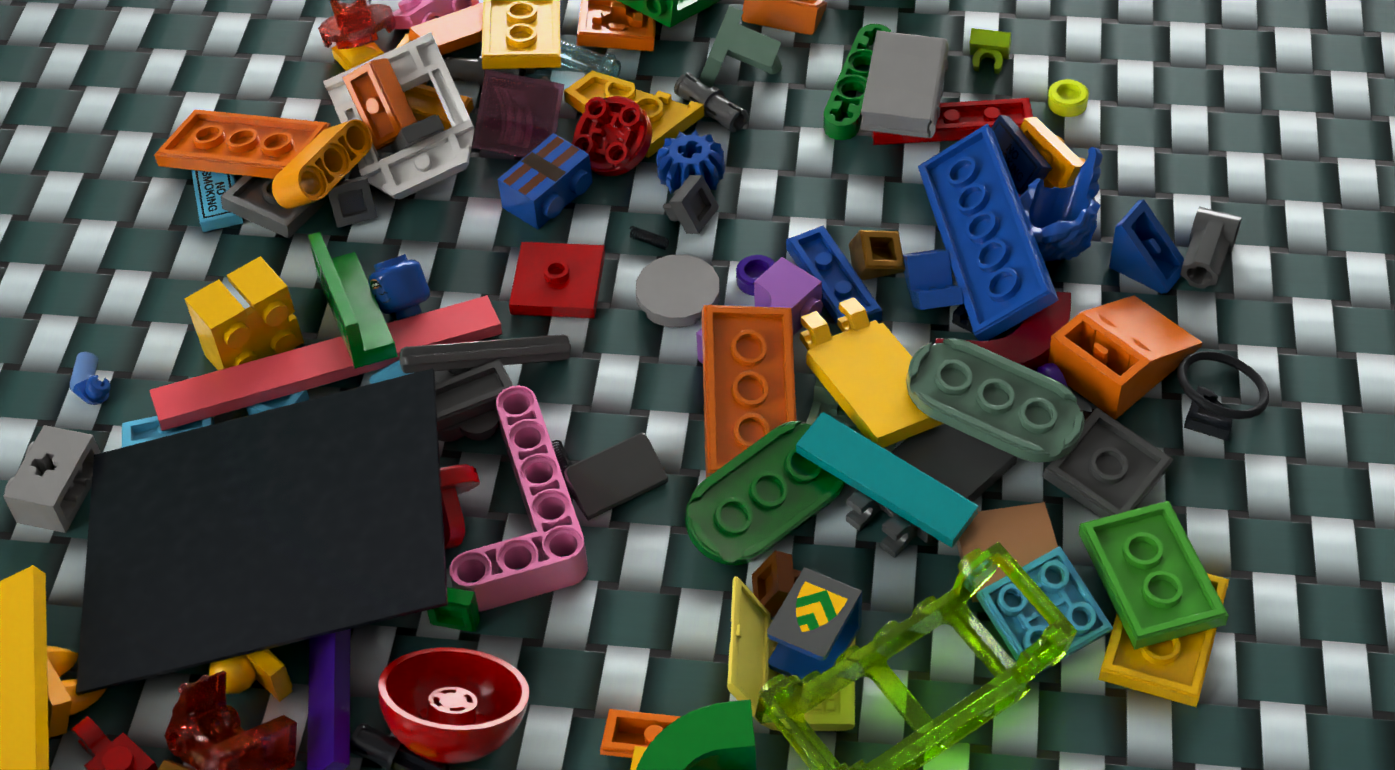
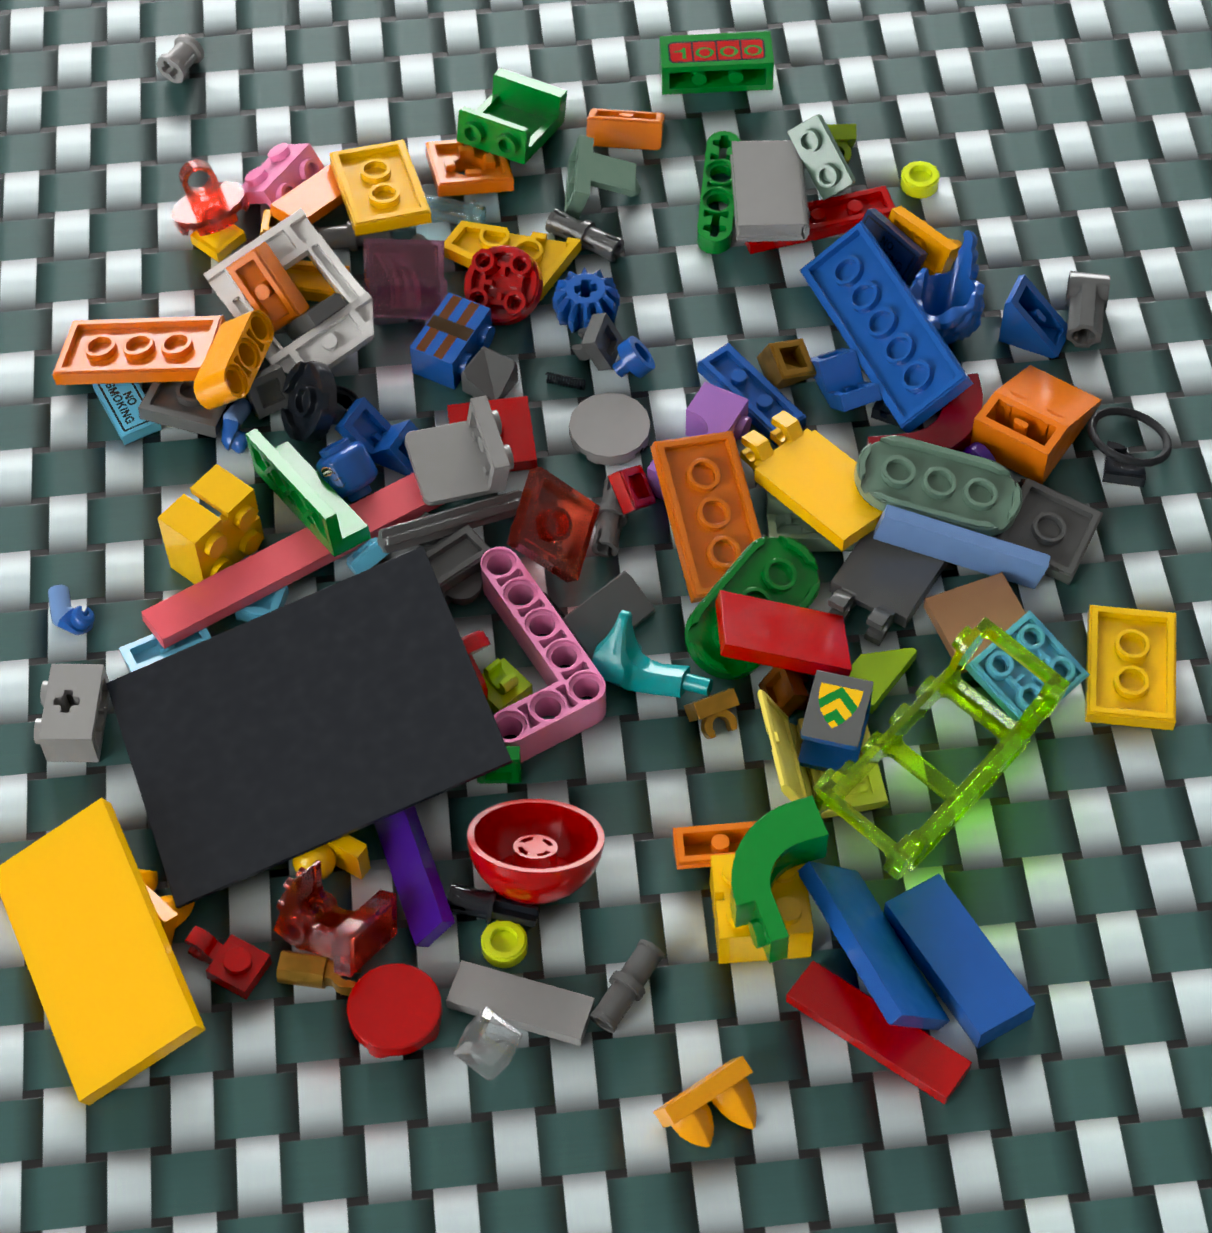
camera: 15 degrees left, 5 degrees up
(308, 224) = (232, 421): none -> arm
(390, 218) = (313, 401): none -> black tile
(445, 266) = (380, 438): none -> blue slope
(485, 524) = (505, 685): none -> lime tile
(511, 293) = (461, 457): none -> light grey bracket
(572, 220) = (489, 375): none -> dark grey slope
(582, 373) = (553, 524): none -> clear red tile
(615, 527) = (624, 665): none -> teal animal
(651, 376) = (609, 524): none -> dark grey pin
(677, 352) = (632, 489): none -> red tile
(694, 589) = (712, 707): none -> pearl gold tile
(721, 225) = (634, 358): none -> blue tile
(749, 270) = (675, 400): dark purple tile -> none
(784, 526) = (781, 635): none -> red tile
(885, 586) = (883, 669): none -> lime tile
(887, 479) = (860, 576): teal tile -> none
(965, 58) = (822, 156): none -> bracket
(1005, 467) = (961, 546): none -> medium blue tile
(1152, 575) = (1111, 620): bright green tile -> none

